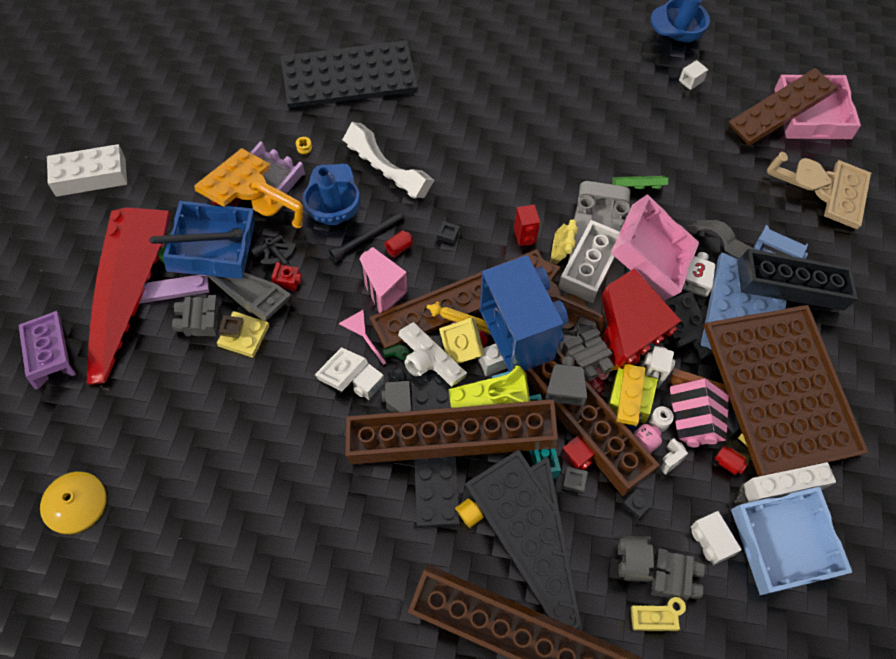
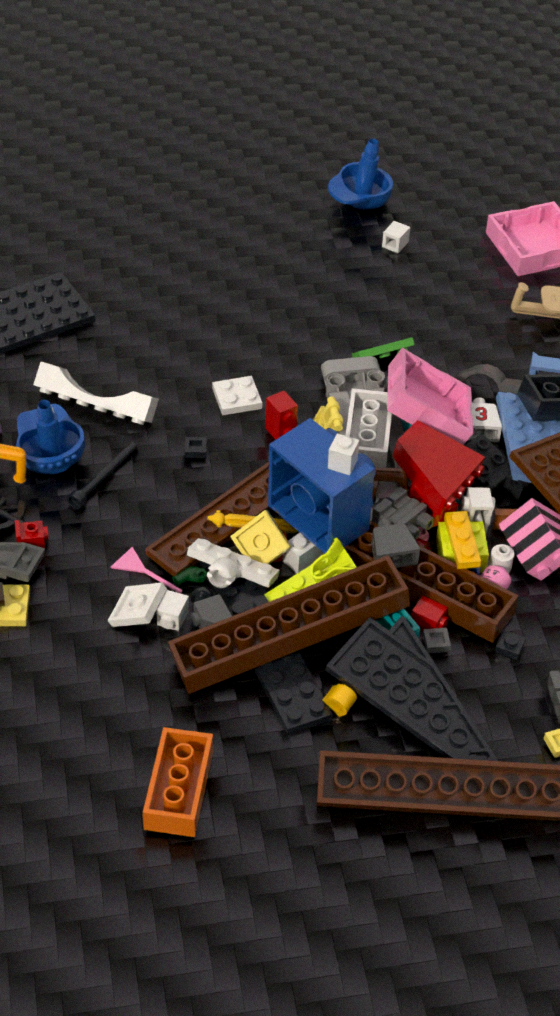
camera: 20 degrees left, 15 degrees down
(306, 549) = (178, 782): none -> orange brick
(383, 279) = (144, 506): bright pink slope -> none
(398, 243) = (144, 471): red brick -> none
(502, 191) = (237, 395): none -> white plate
(538, 303) = (343, 454): none -> white brick
(636, 558) = (530, 687): dark grey brick -> none
(675, 457) = (529, 590): white bracket -> none
(782, 106) = (501, 244): reddish brown plate -> none

